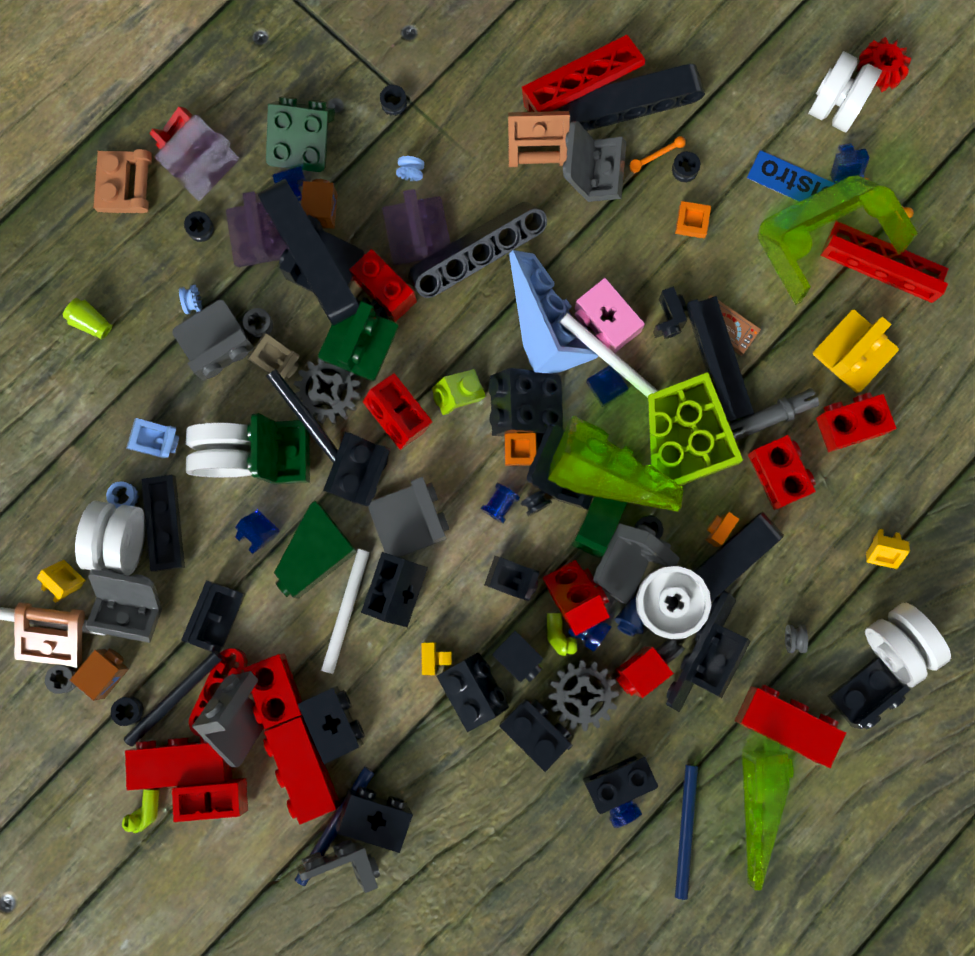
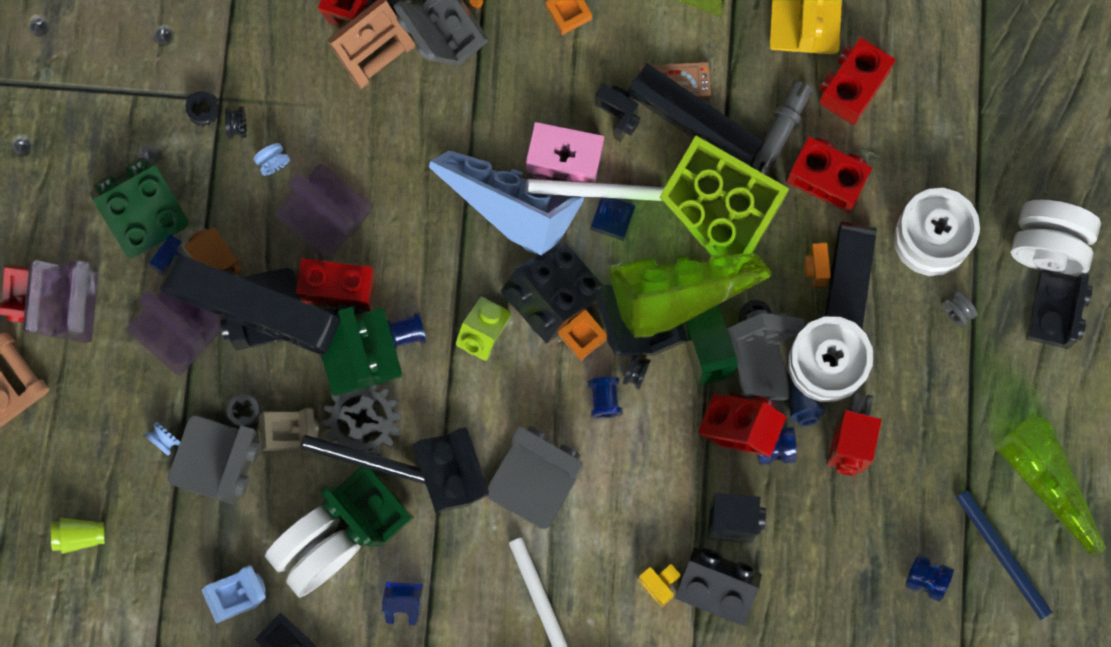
camera: 45 degrees left, 5 degrees down
(189, 226) = (118, 375): black bush -> none
(312, 553) = (472, 577): dark green slope -> none
(394, 590) = (575, 549): black brick -> none
(397, 411) = (445, 388): red brick -> none
(405, 353) = (407, 331): none -> clear blue bush
(406, 125) = (234, 122): none -> black bush
(491, 250) = (383, 195): black beam -> none
(512, 578) = (671, 455): black bracket -> none
(536, 734) = (805, 575): black bracket -> none
(557, 638) = (752, 476): lime arm -> none
(583, 710) = (827, 519): dark grey gear -> none
(620, 783) = (913, 556): black bracket -> none
(713, 657) = (903, 384): black bracket -> none
(791, 725) = (1016, 388): red brick -> none
(843, 569) = (948, 215): none -> white wheel
(887, 550) = (974, 171): yellow tile -> none

